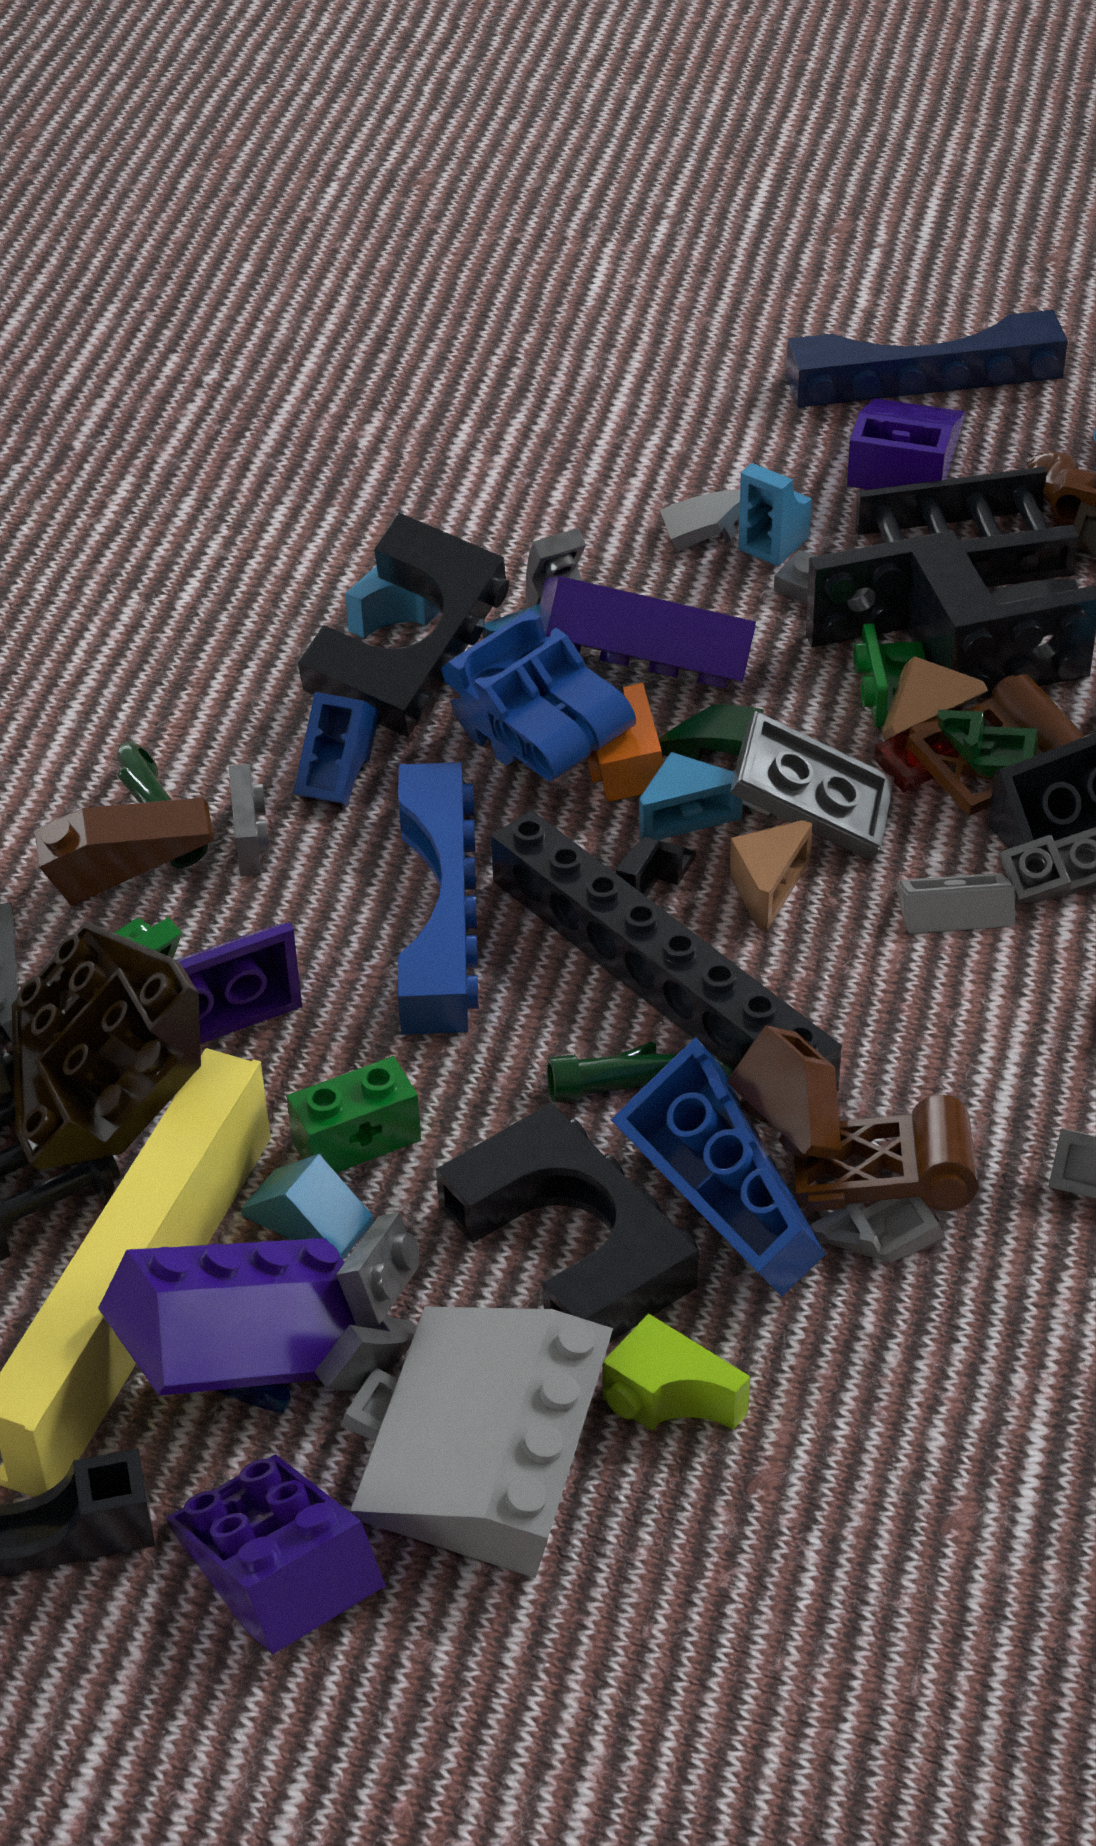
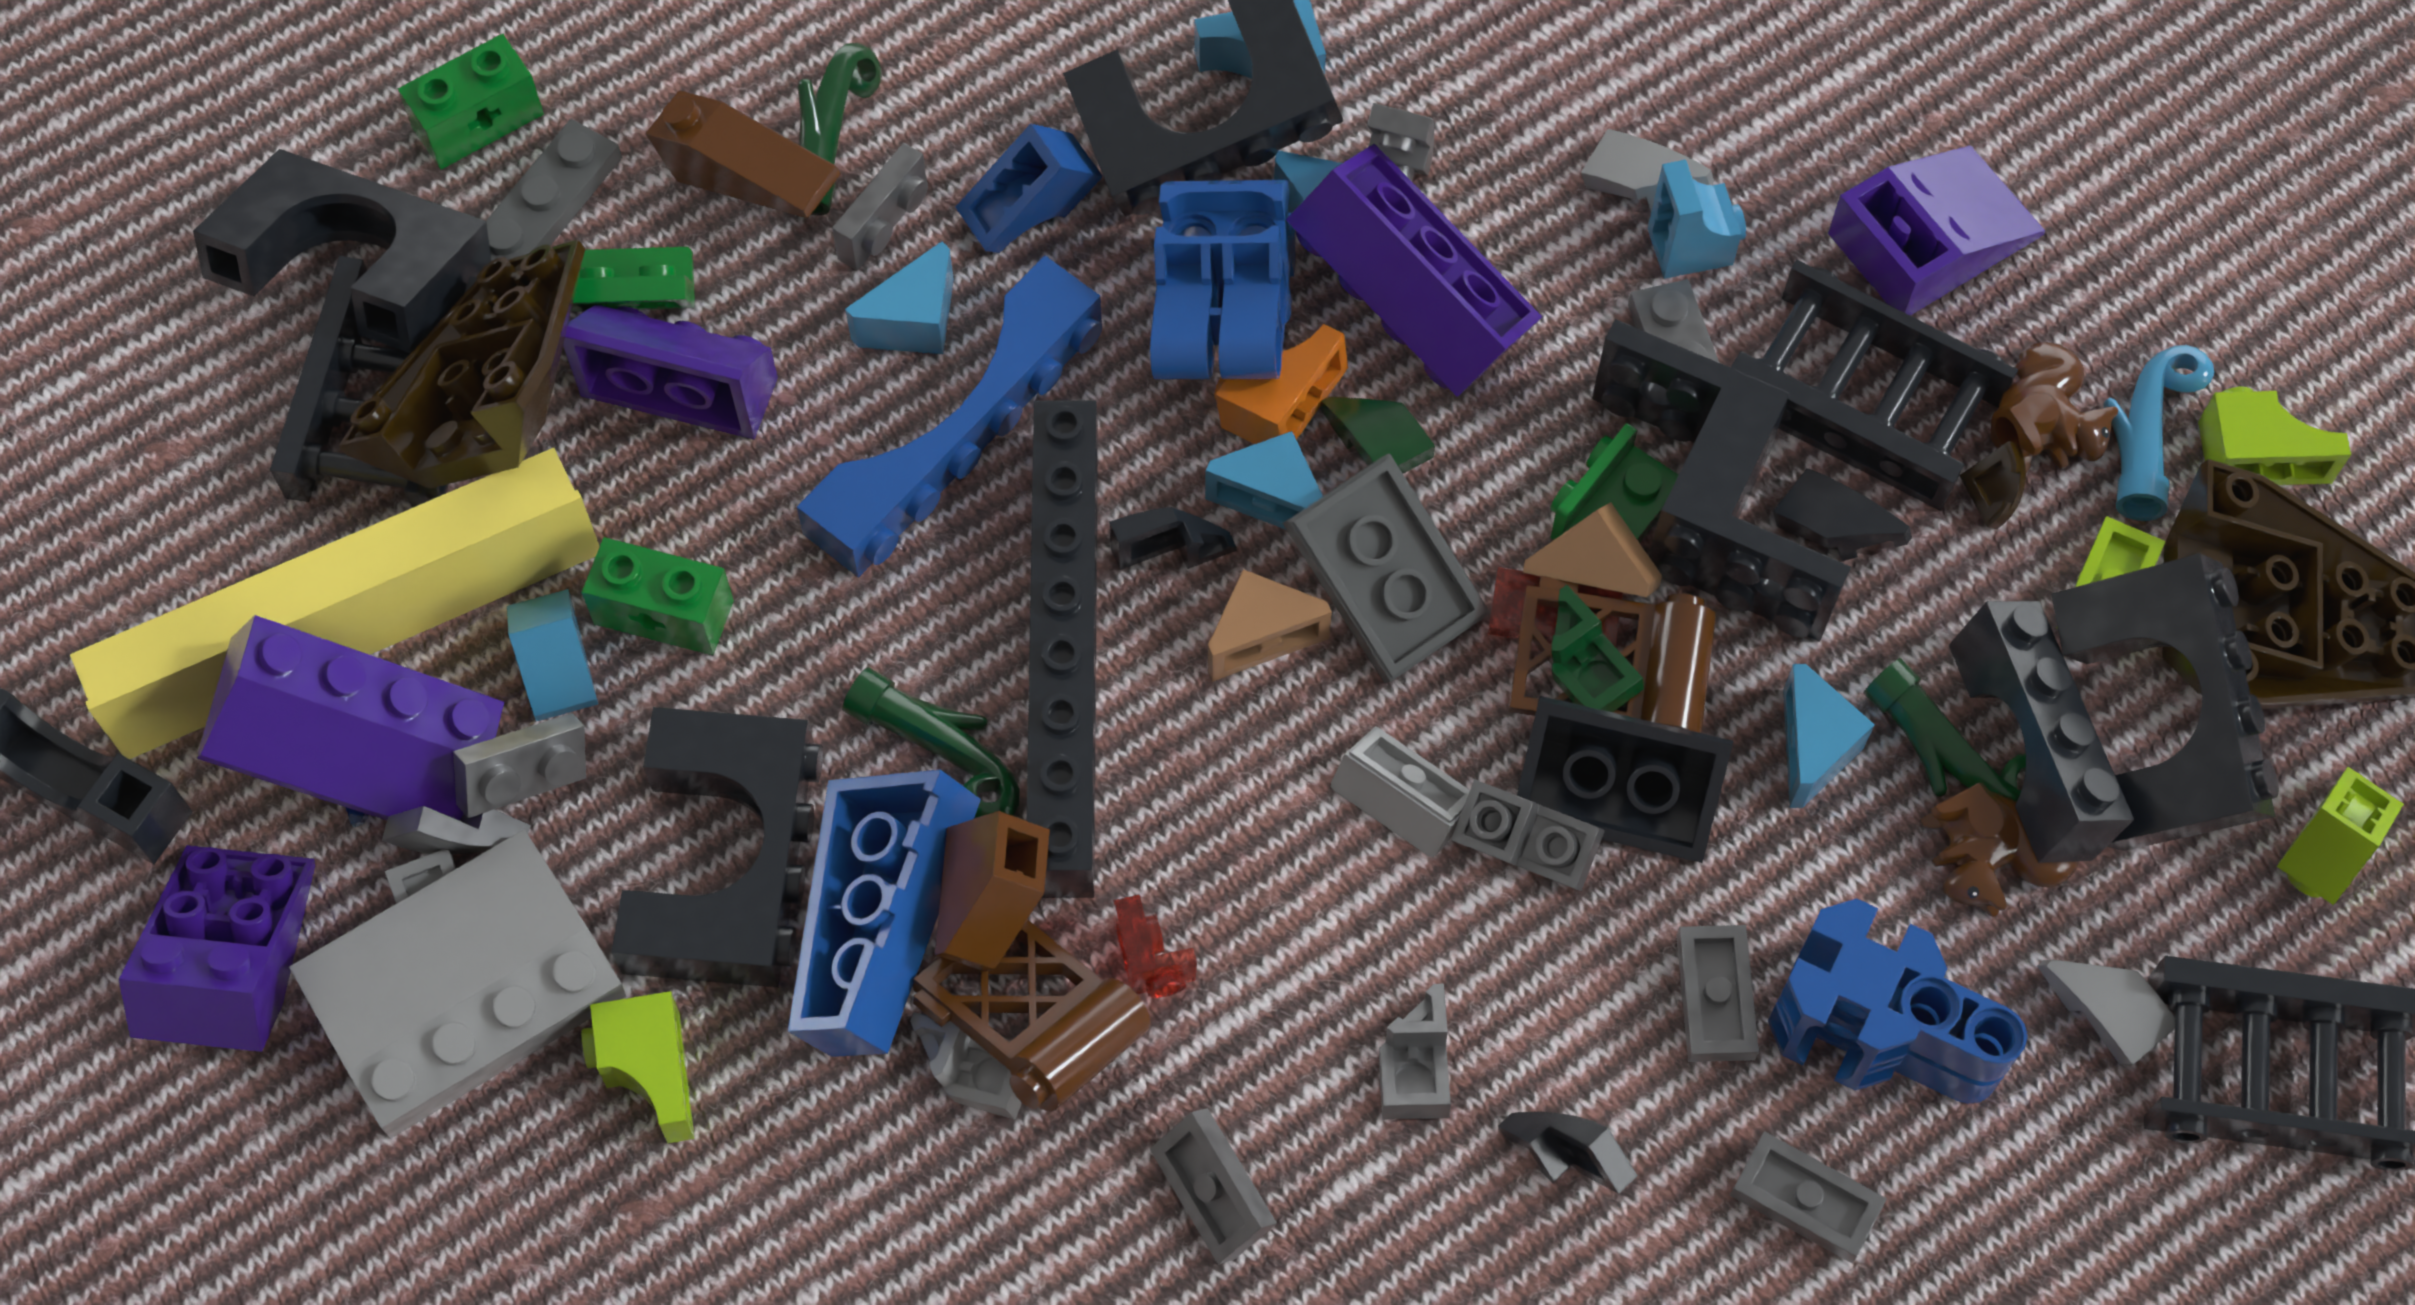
camera: 40 degrees right, 20 degrees up
(335, 859) = (908, 308): none -> dark azure slope
(846, 370) = (2177, 192): dark blue arch -> none
(906, 1080) = (1139, 943): none -> clear red bracket

